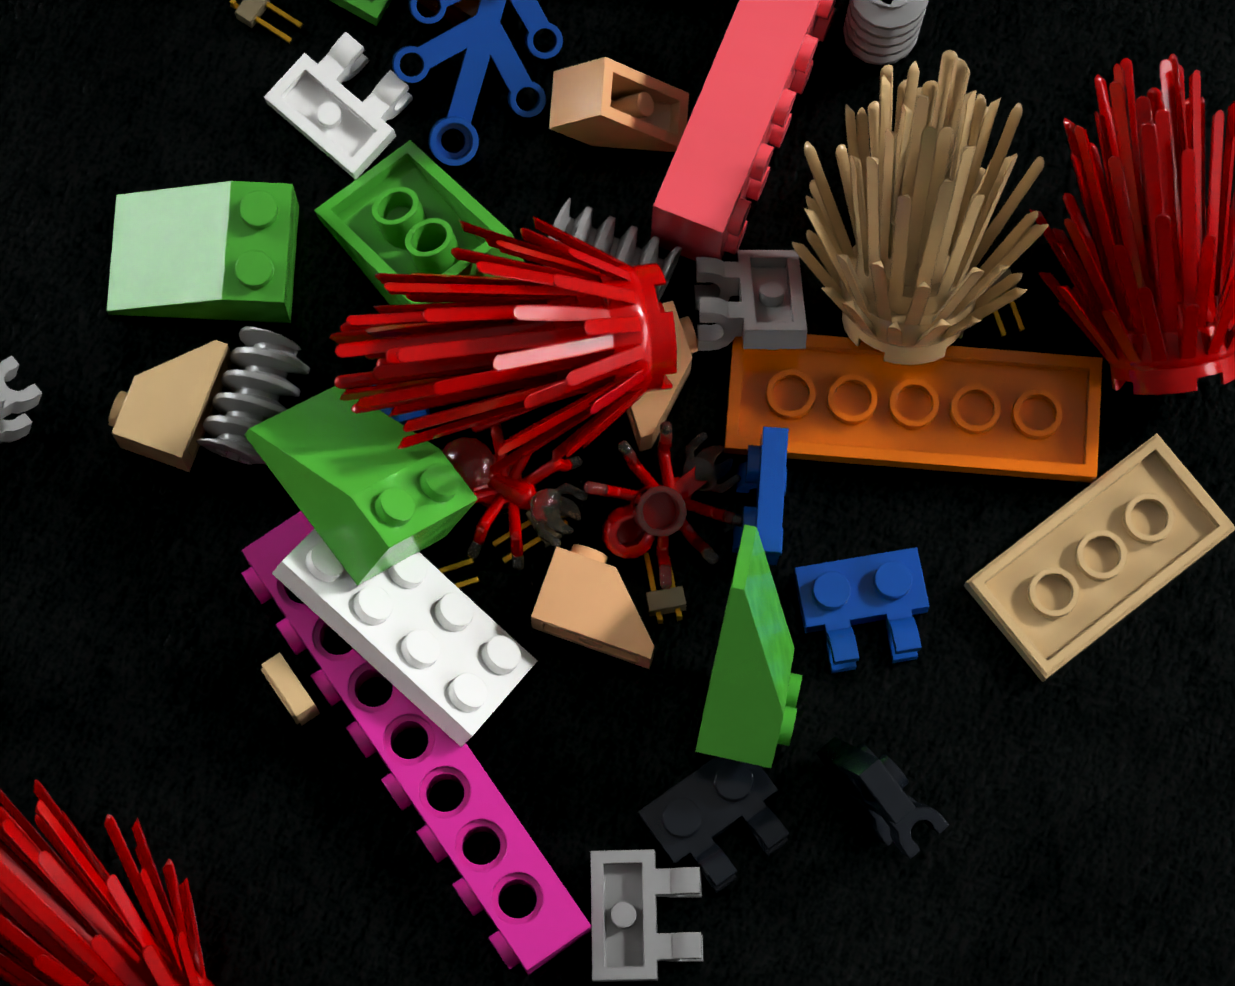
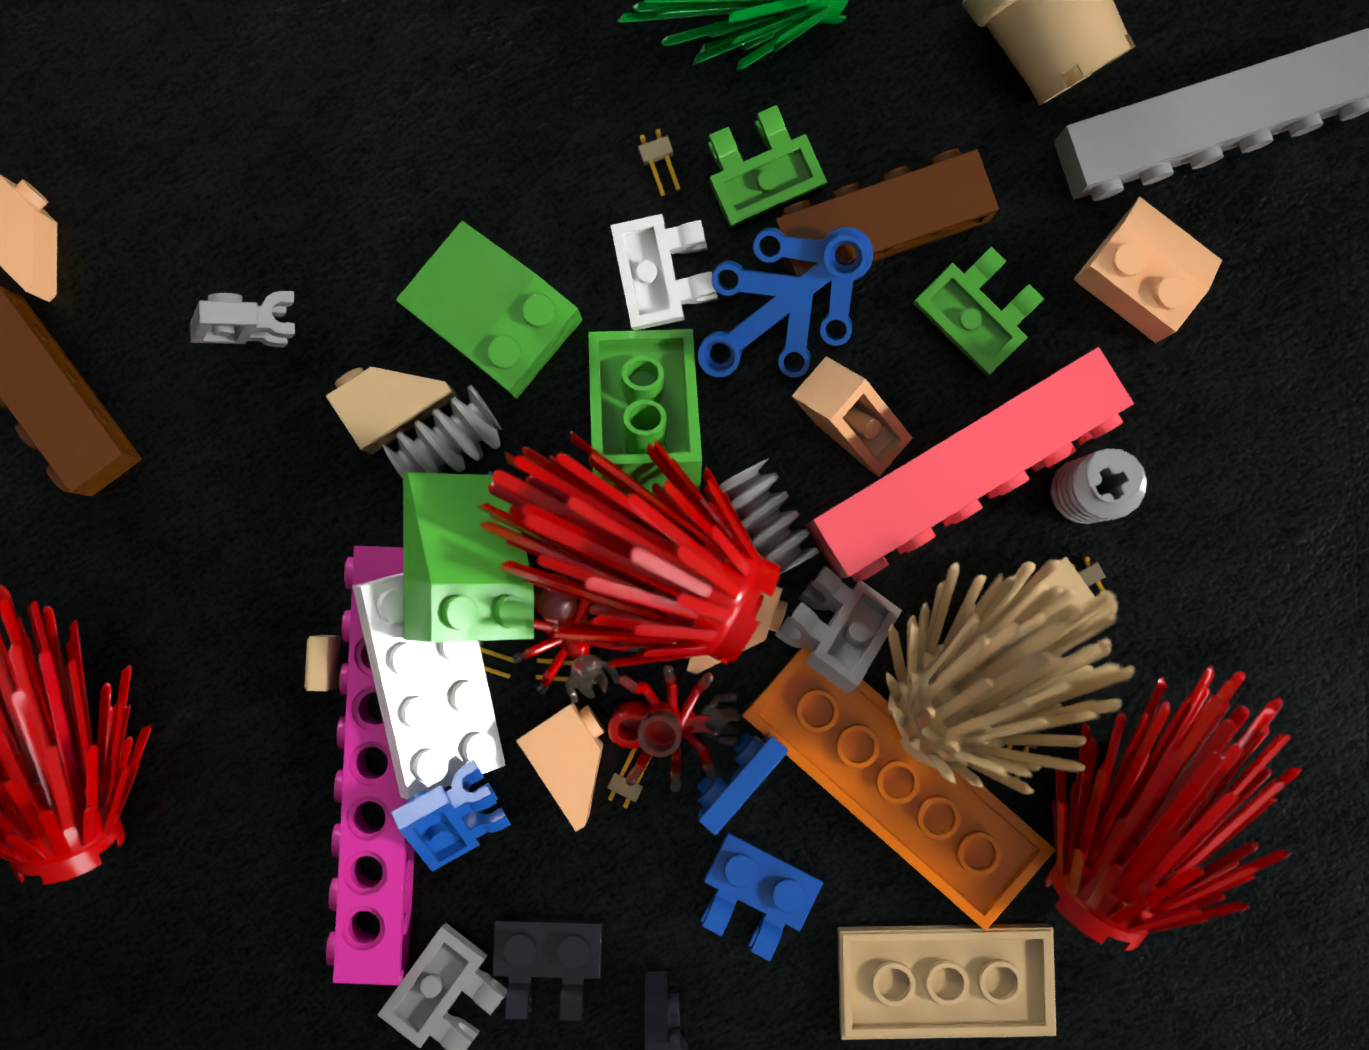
camera: 45 degrees right, 10 degrees up
(519, 739) = (448, 822): none -> blue plate
(751, 680) = (633, 897): bright green slope -> none

